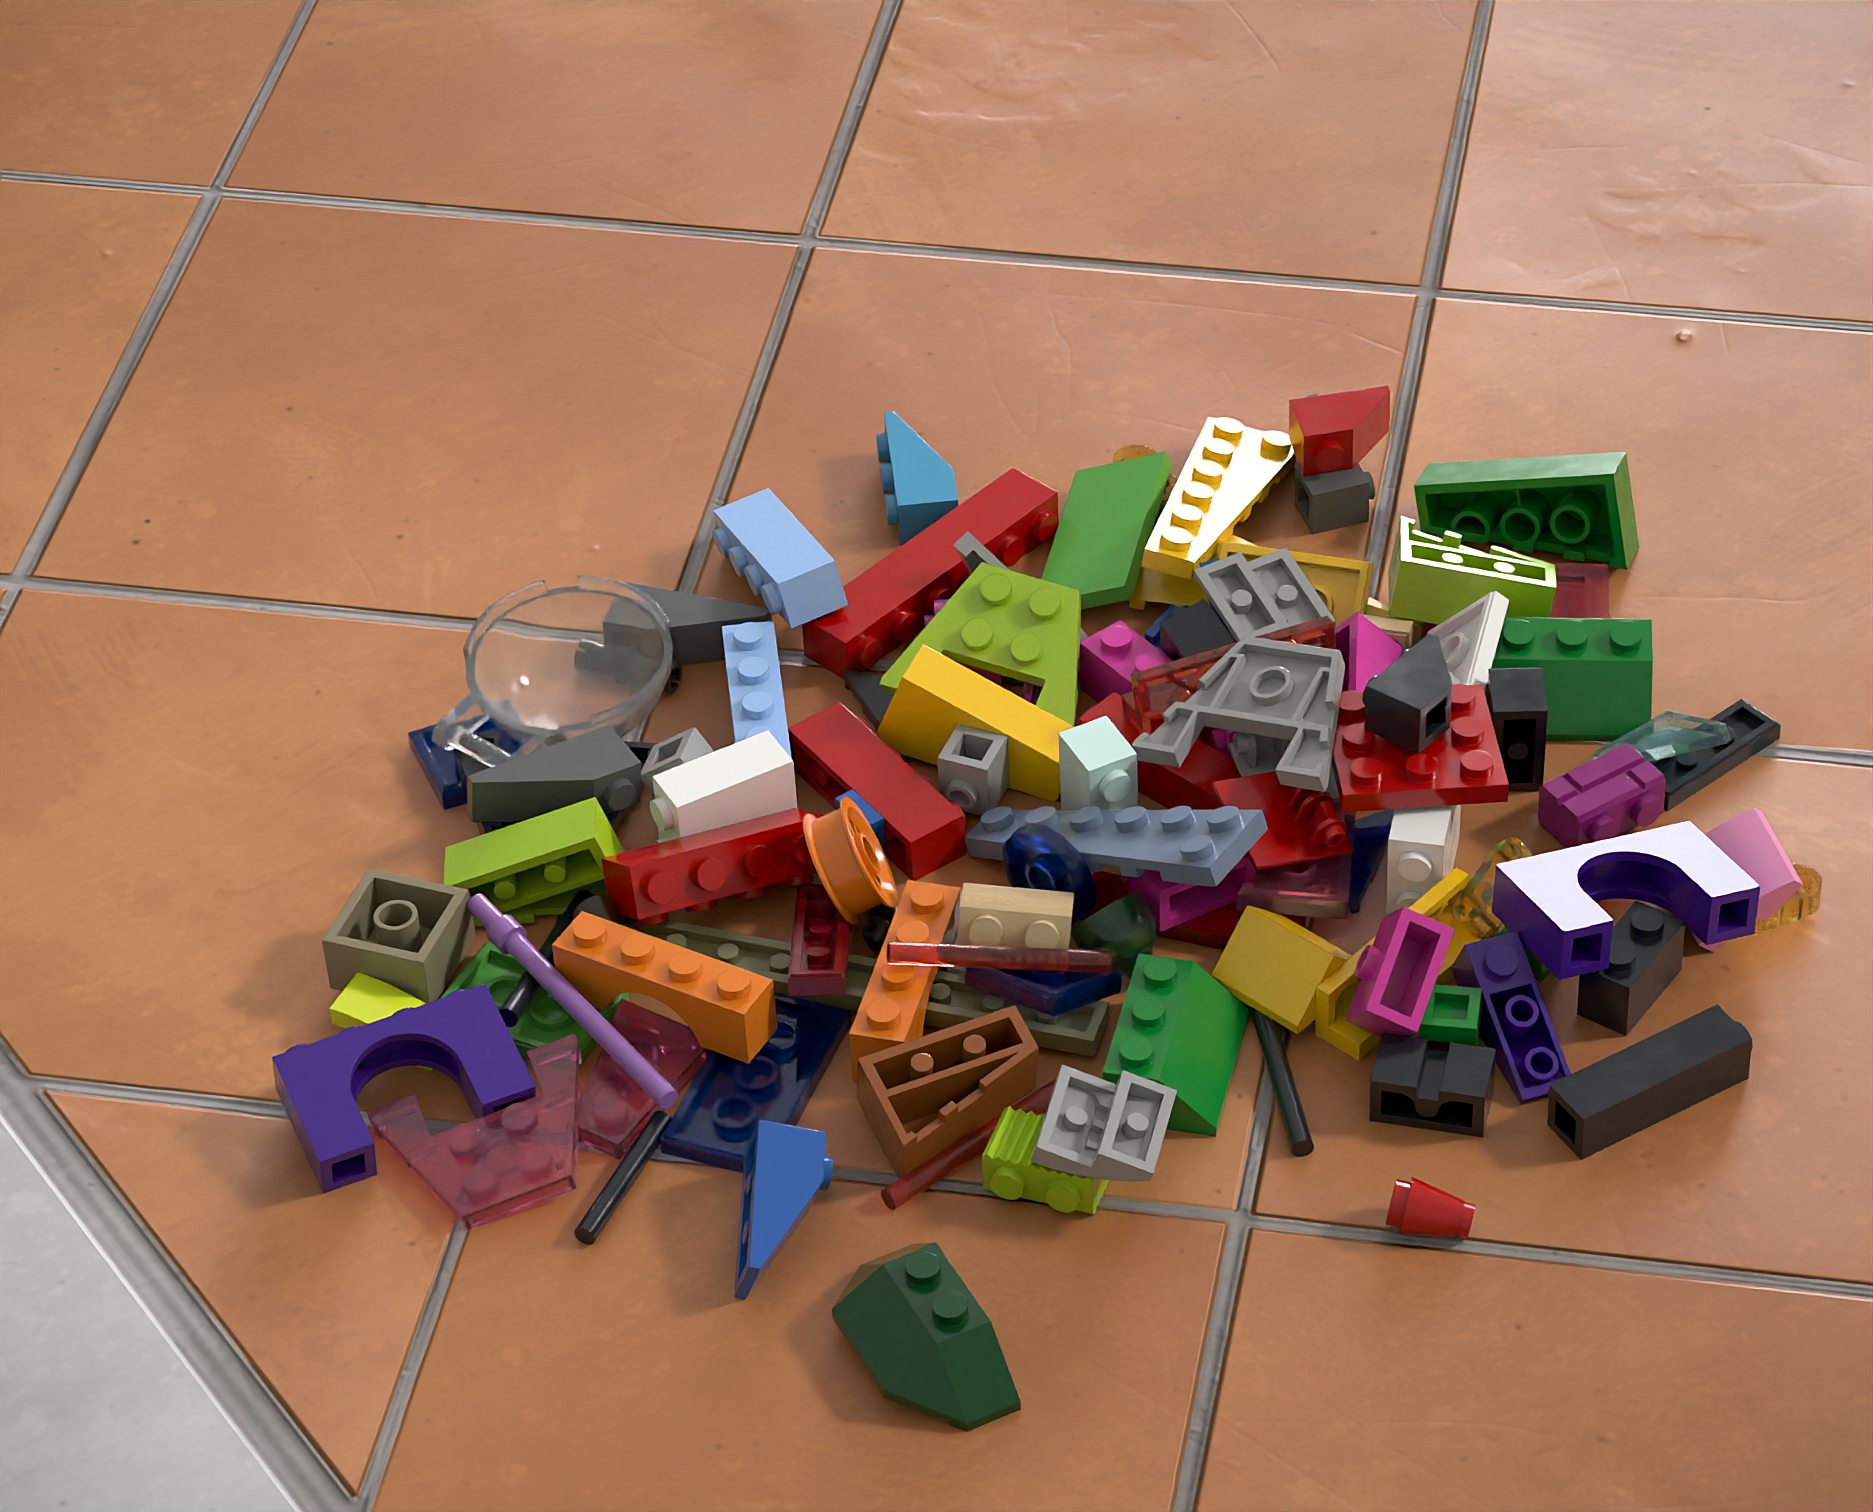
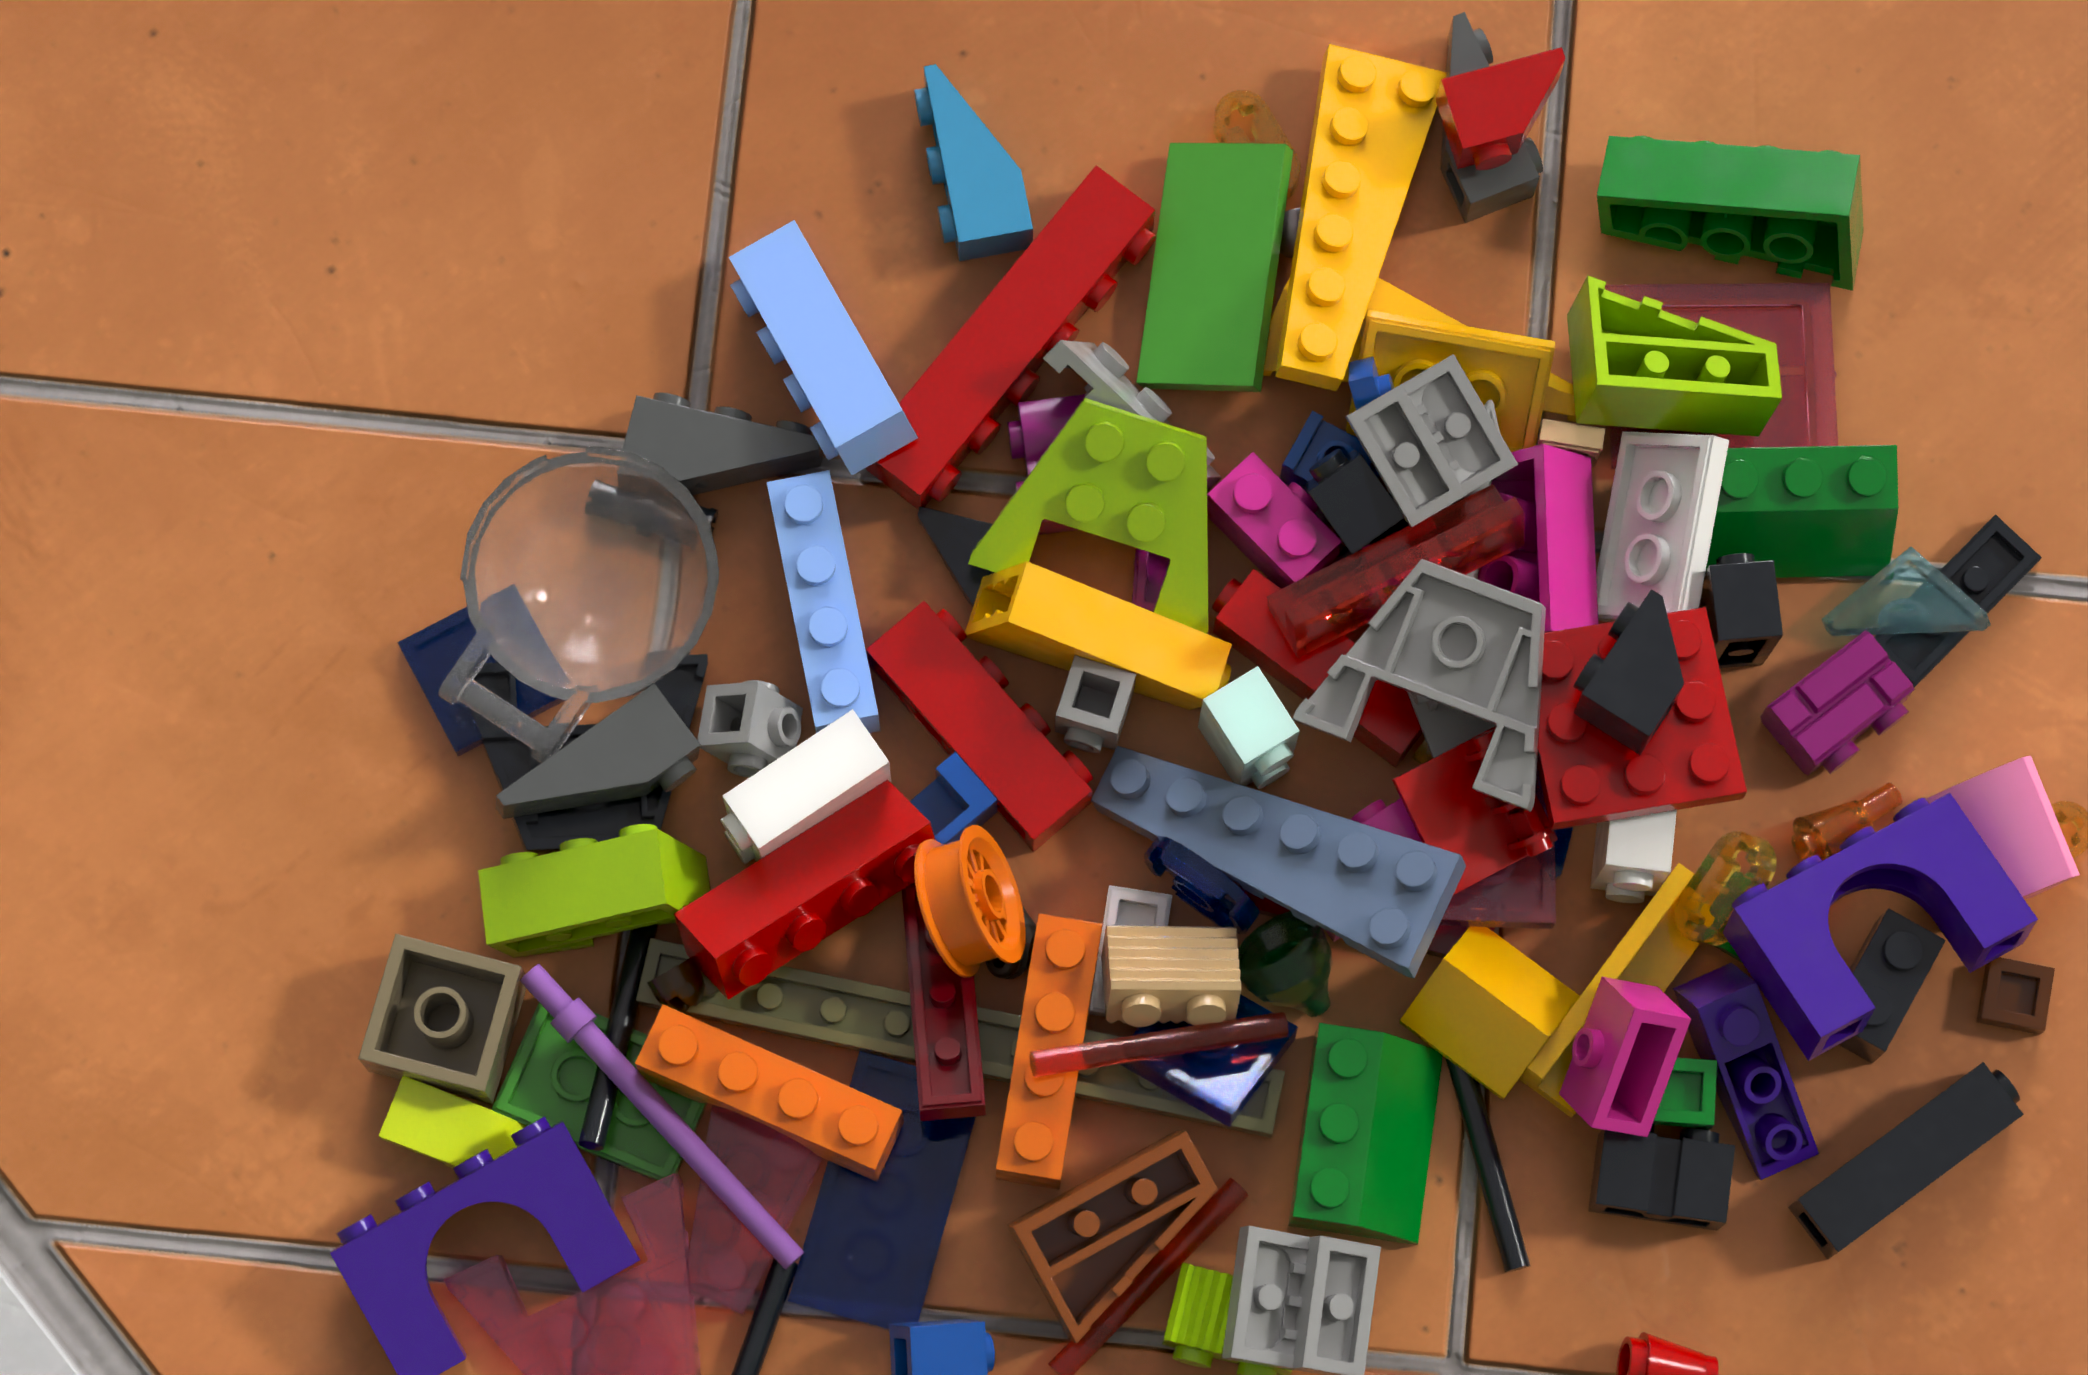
camera: 10 degrees left, 35 degrees up
(1753, 991) = (2015, 995): none -> reddish brown tile

